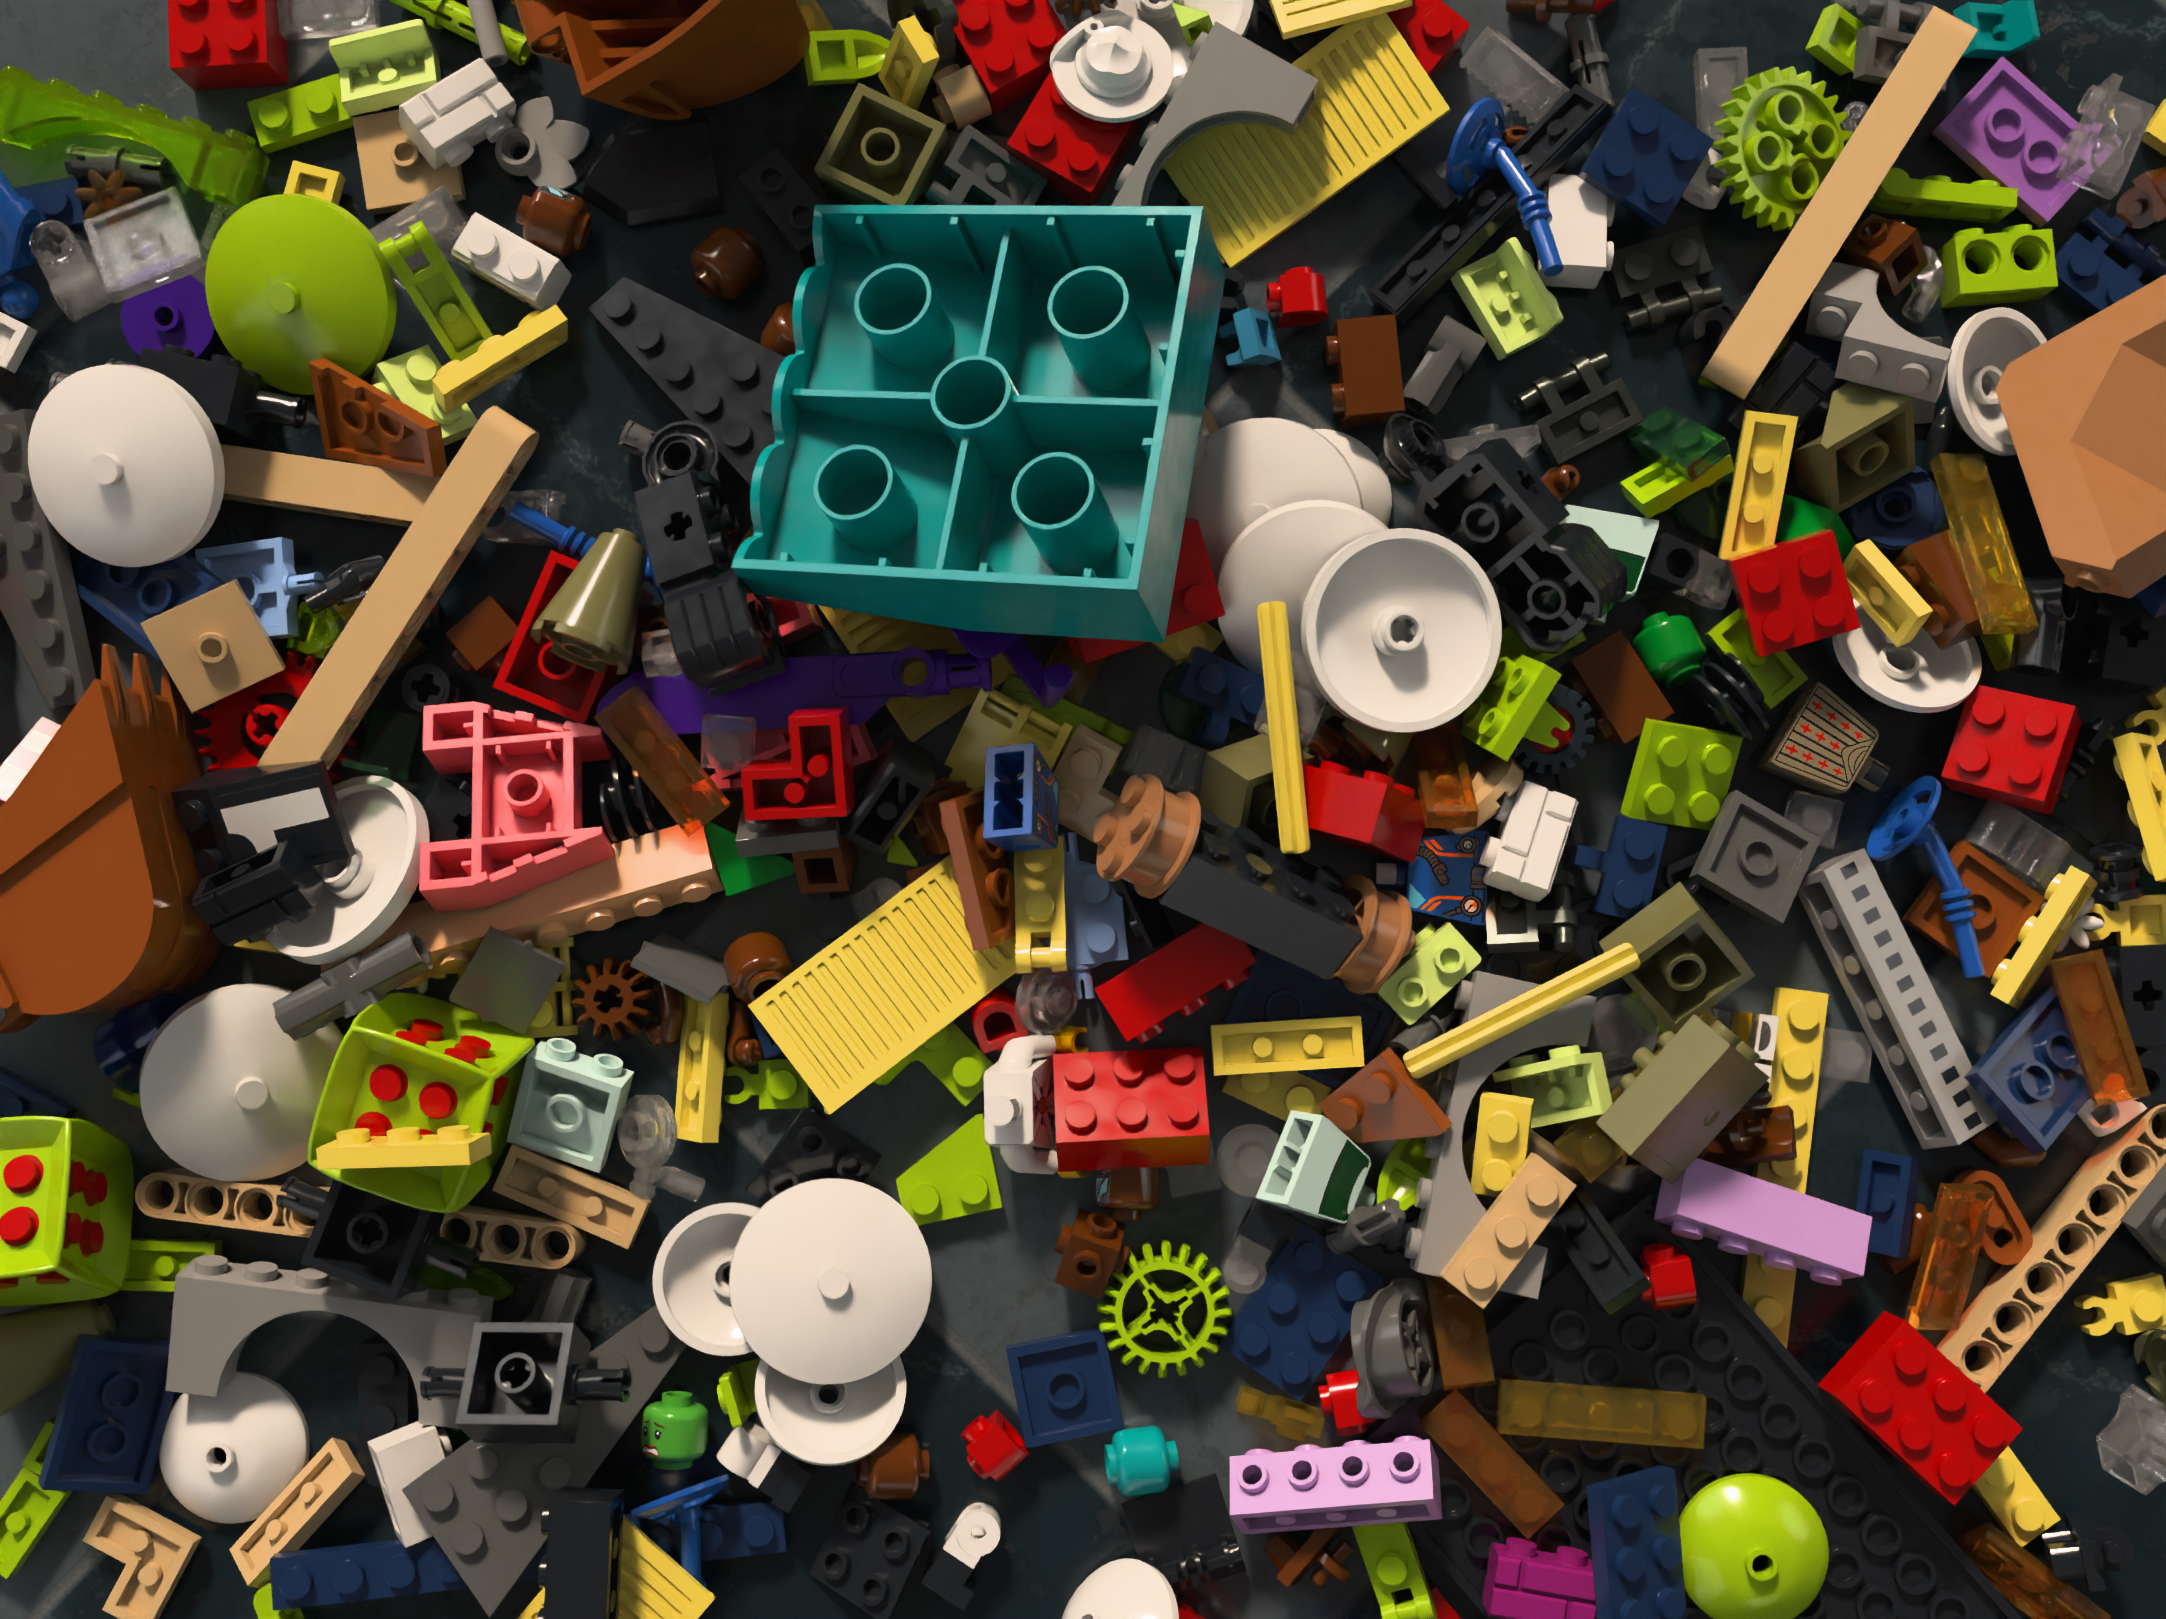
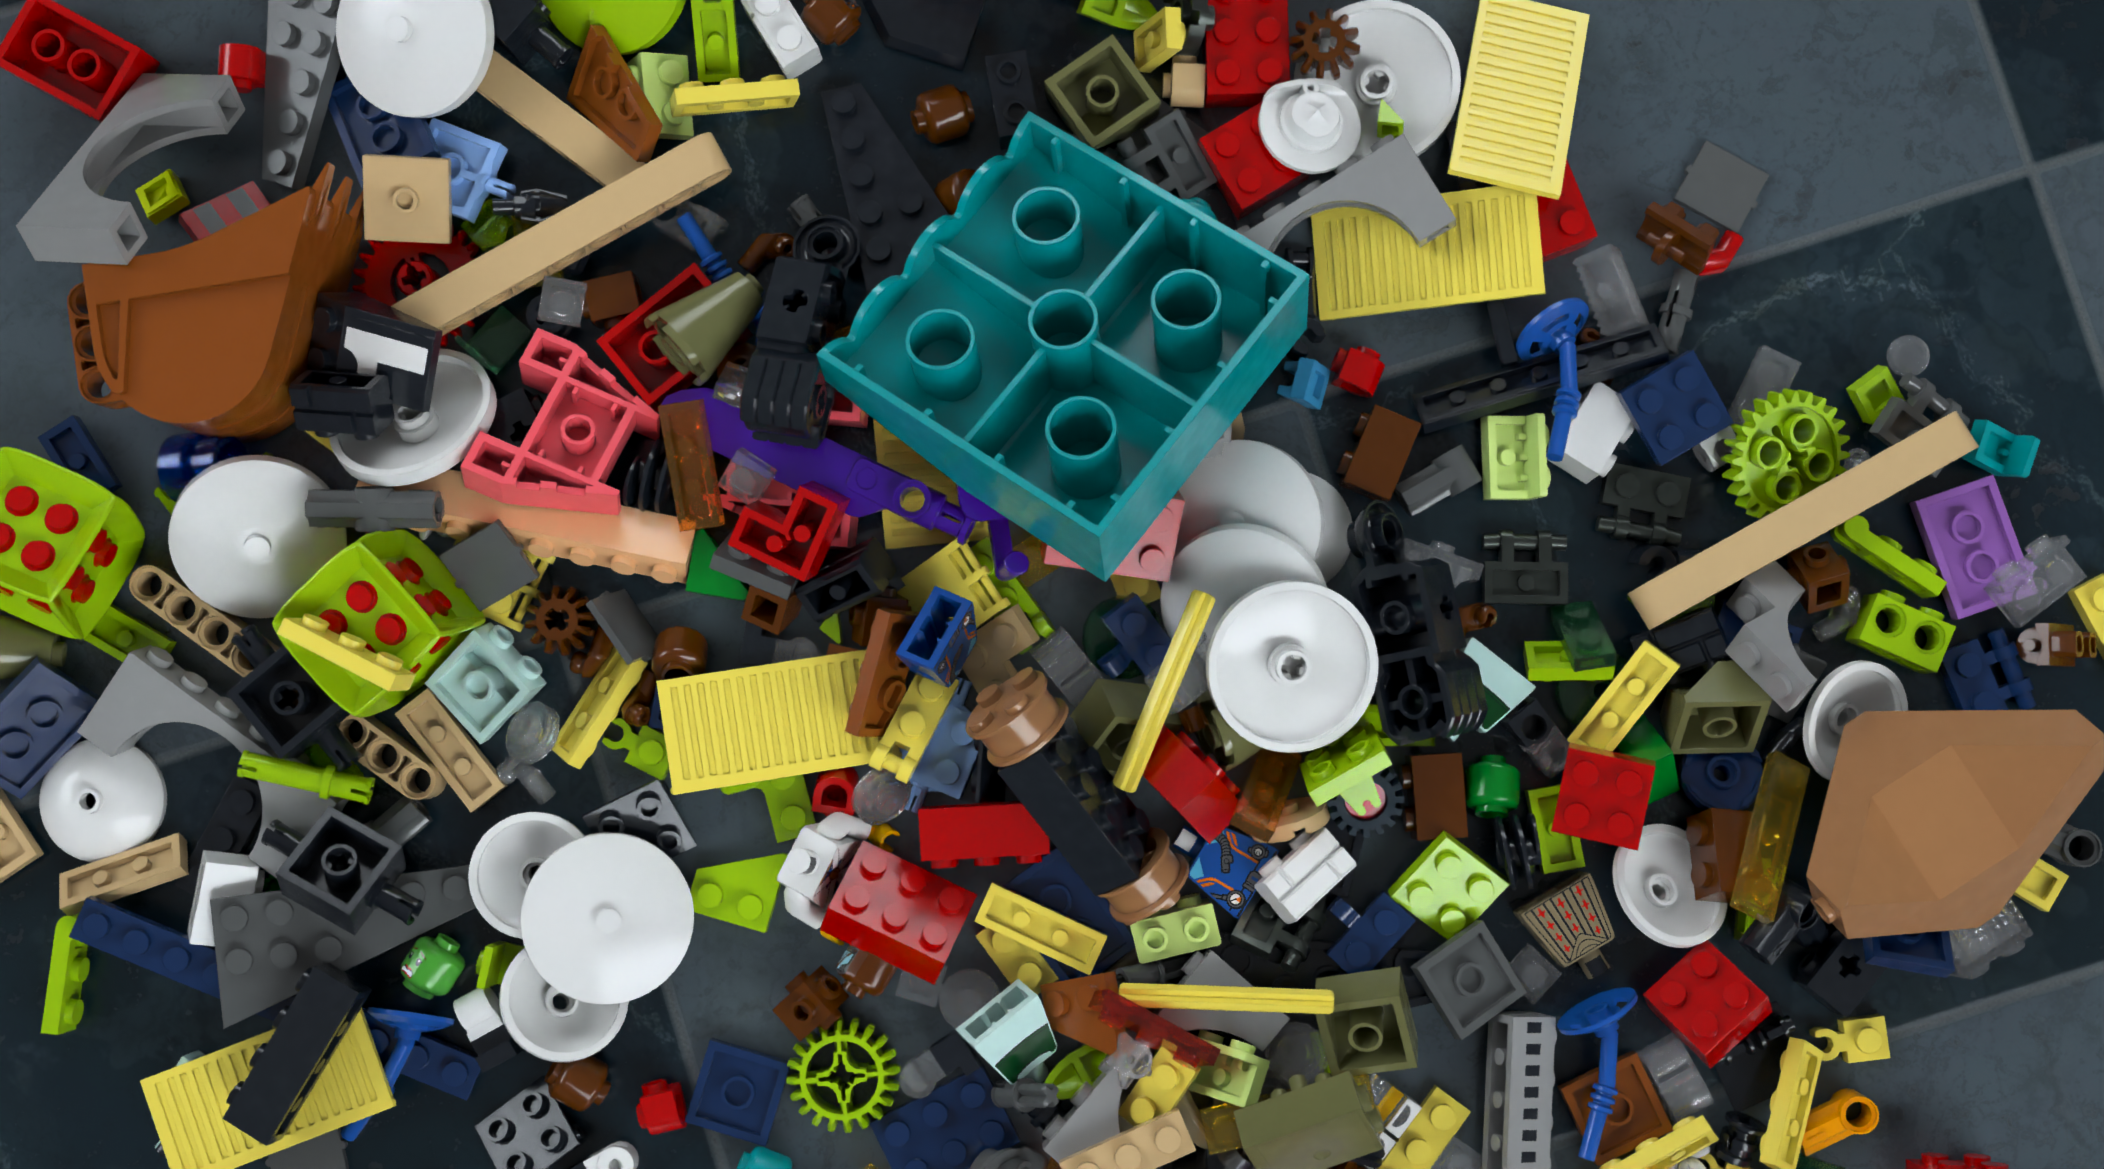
camera: 25 degrees right, 0 degrees up
(434, 664) = (562, 301): none -> clear plate
(434, 1305) = (306, 777): none -> lime pin
(618, 499) = (766, 247): none -> reddish brown arm
(1464, 1084) = (1153, 1029): none -> clear red plate
(1469, 1126) = (1140, 1063): none -> clear plate
(1885, 593) = (1675, 833): light yellow plate -> none

